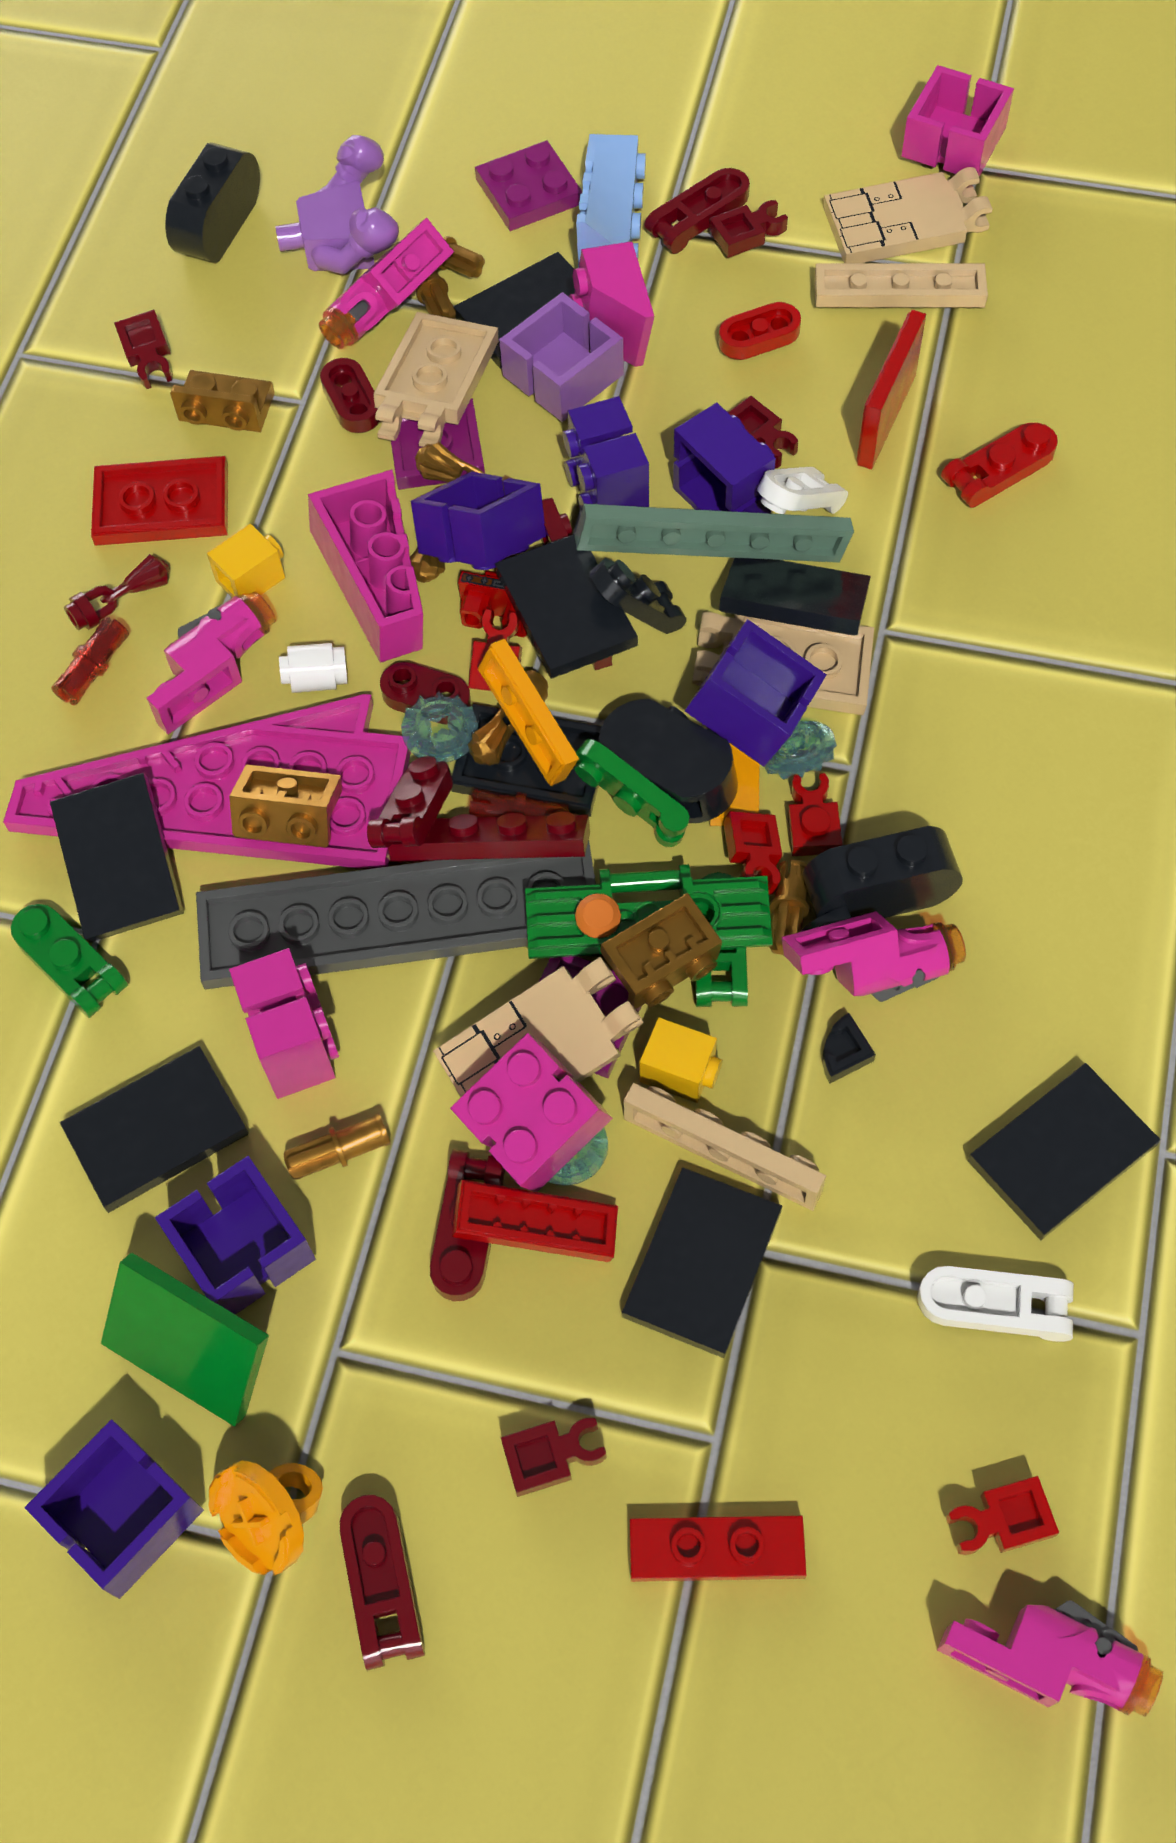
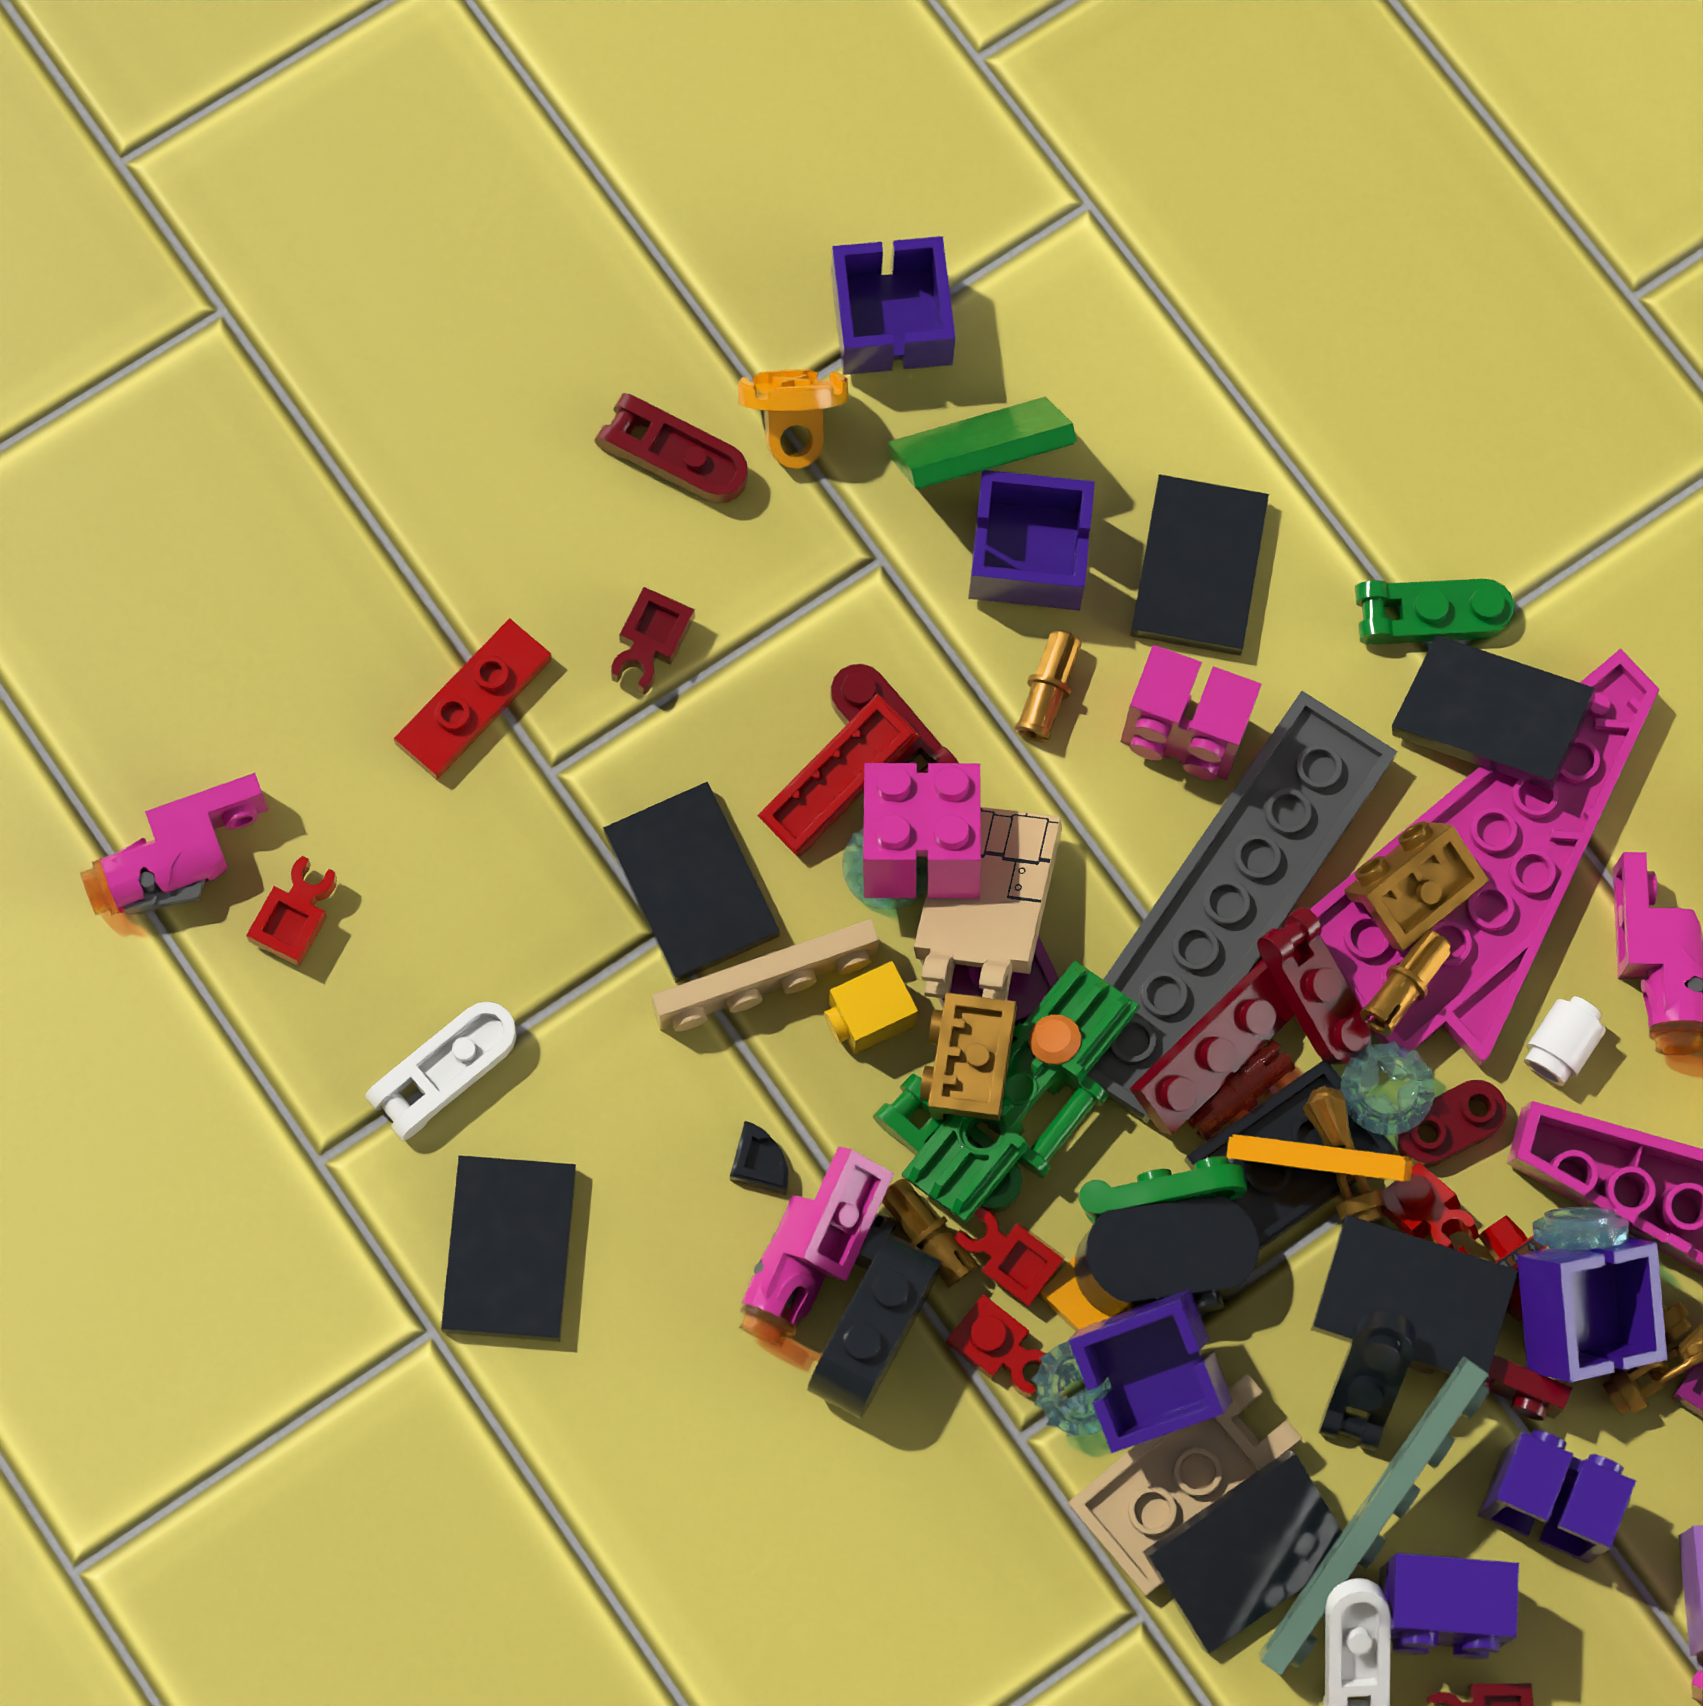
camera: 125 degrees right, 10 degrees up
(362, 758) = (1406, 983): none -> pearl gold axle
(424, 538) = (1580, 1228): none -> clear light blue gear

